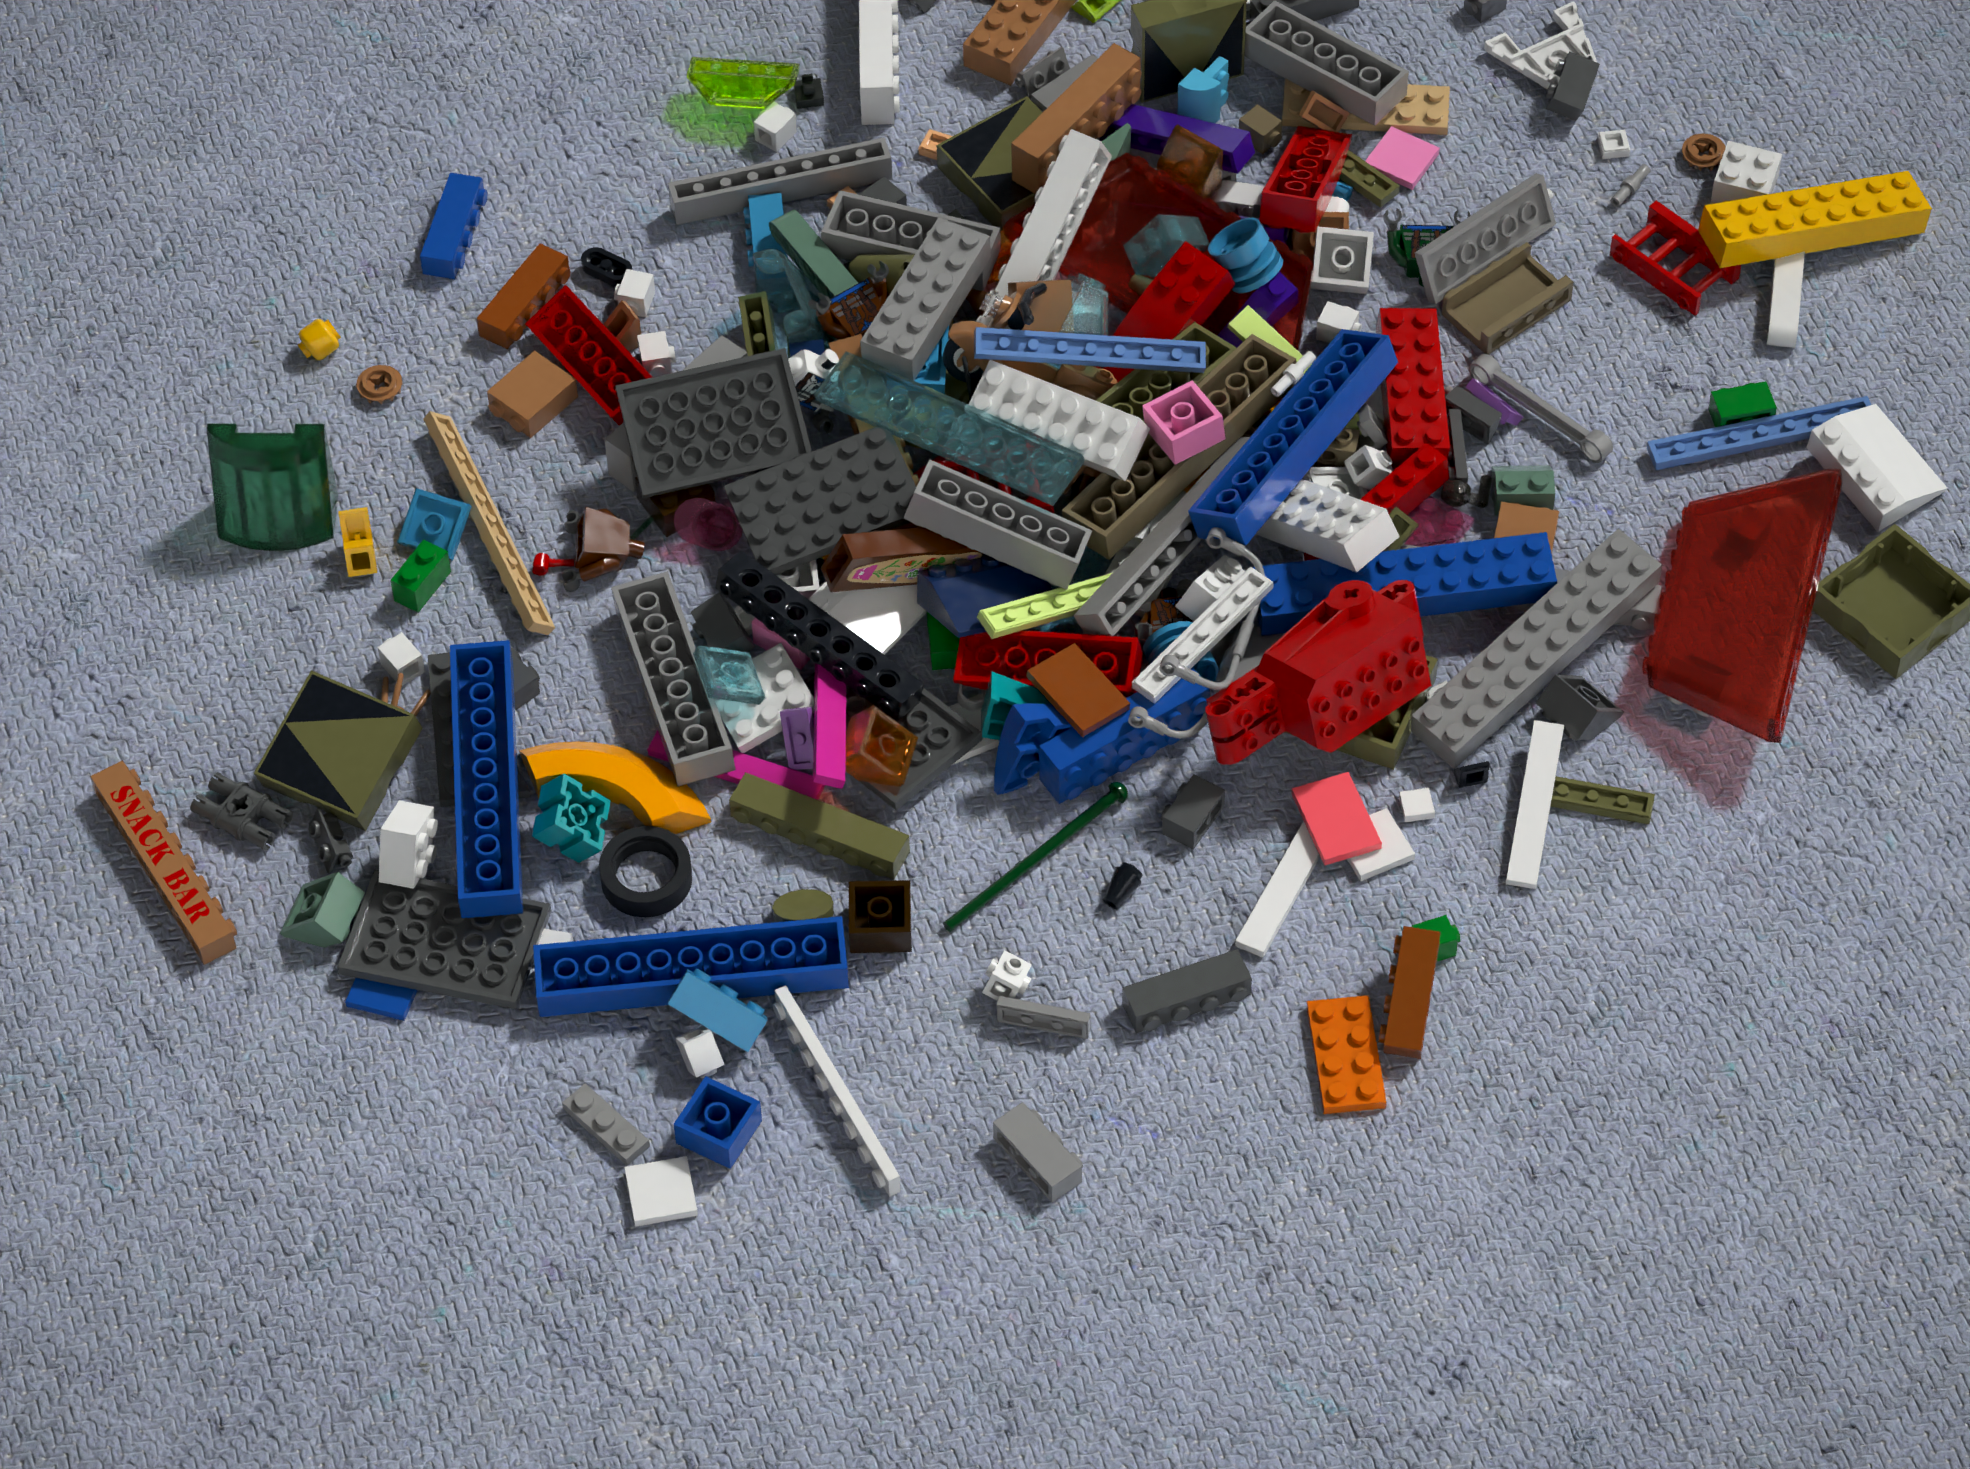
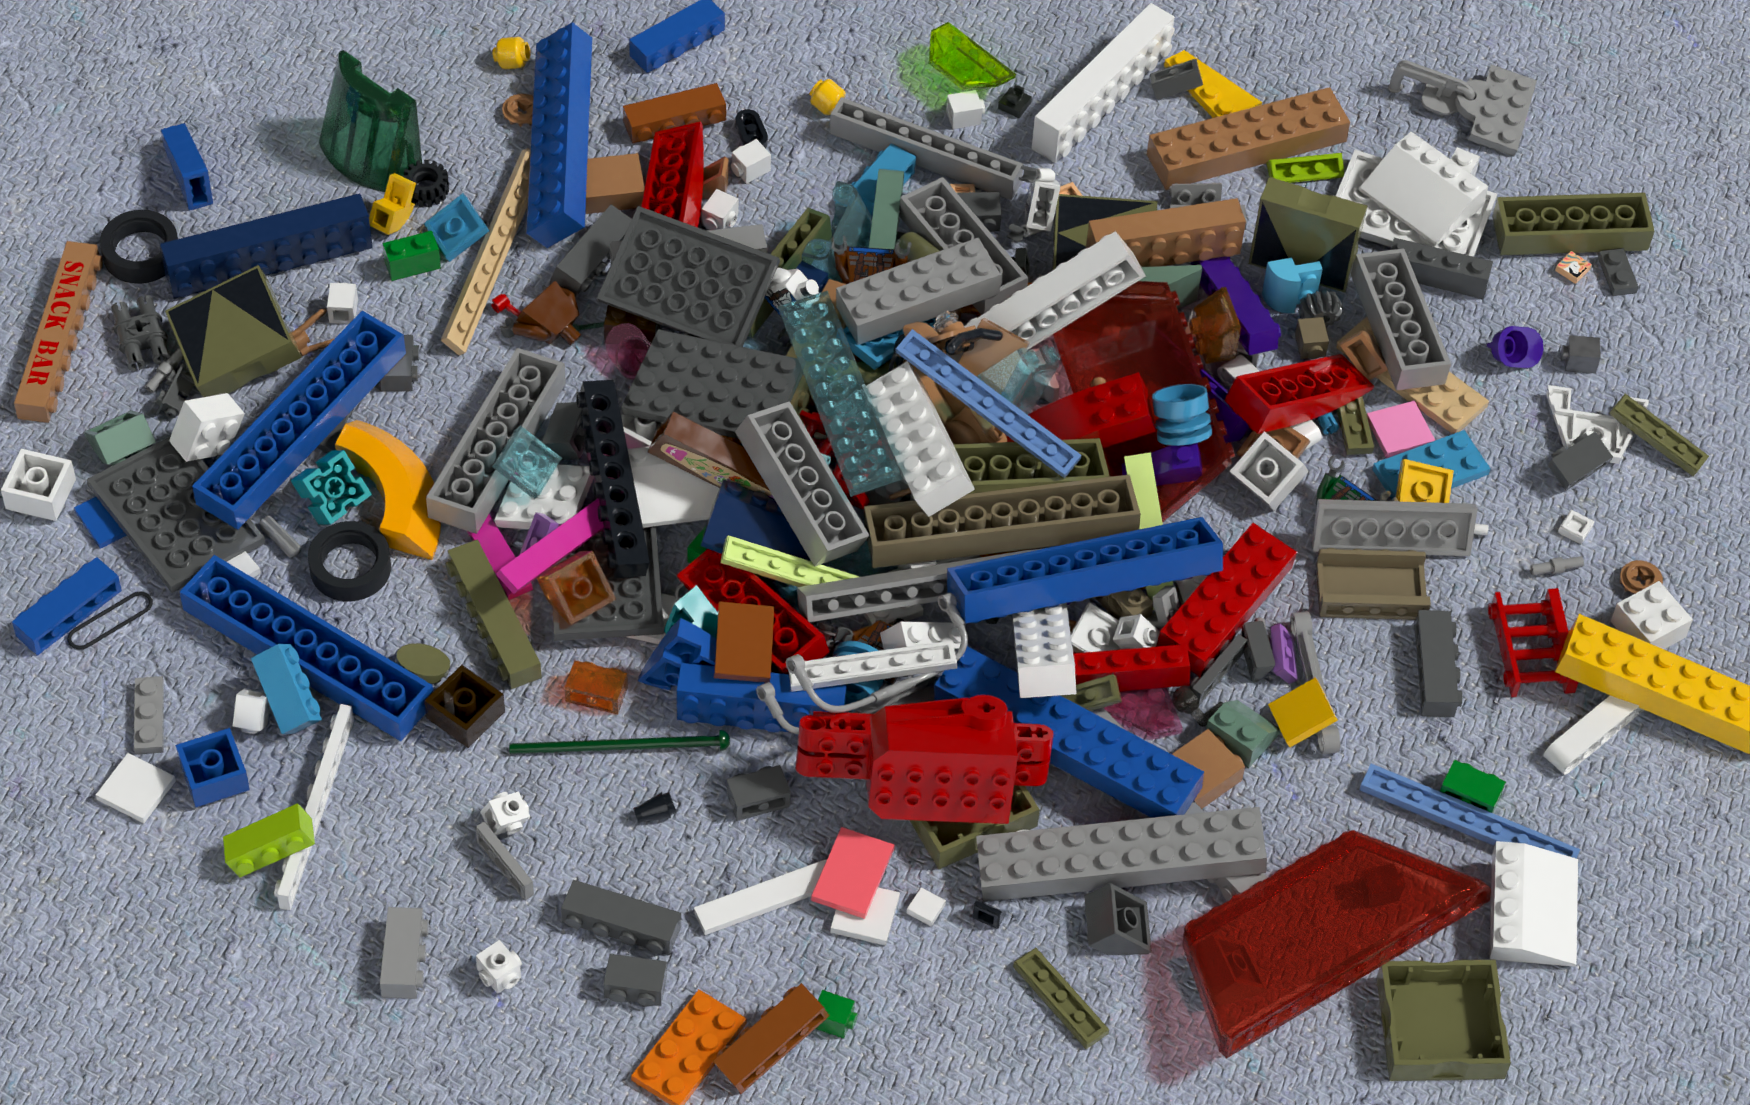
camera: 35 degrees right, 0 degrees up
(127, 635) = (187, 166): none -> blue slope
(153, 707) = (127, 224): none -> black tyre
(283, 655) = (271, 242): none -> dark blue brick
(298, 1002) = (38, 484): none -> white brick
(299, 828) = (164, 370): none -> light grey bar
(365, 492) = (432, 173): none -> black tyre
(434, 1086) = (66, 606): none -> blue brick
(448, 380) = (559, 135): none -> blue brick
(494, 1075) = (69, 637): none -> black piece
(559, 895) = (280, 536): none -> light grey axle
(582, 460) = (591, 252): none -> dark grey brick
(645, 193) = (826, 95): none -> yellow head
(836, 1143) = (268, 840): none -> lime brick
(929, 163) = (1040, 202): none -> white torso
(970, 823) = (596, 687): none -> clear orange brick
(1132, 1102) = (499, 967): none -> white brick
(1160, 241) = (1137, 357): clear light blue brick -> none
(1184, 422) = (1003, 501): bright pink brick -> none
(1245, 96) = (1321, 304): none -> dark grey gear
(1250, 1031) = (635, 980): none -> dark grey brick
(1293, 373) = (1128, 523): white bar -> none
(1333, 319) = (1224, 517): white brick -> none
(1429, 27) = (1517, 347): none -> dark purple piece
(1457, 173) = (1451, 452): none -> dark azure plate
(1470, 189) = (1423, 483): none -> yellow tile
(1535, 804) = (1008, 970): white tile -> none
(1558, 437) = (1302, 712): none -> yellow tile
(1608, 24) = (1659, 435): none -> olive tile
(1618, 327) = (1436, 663): none -> dark grey brick

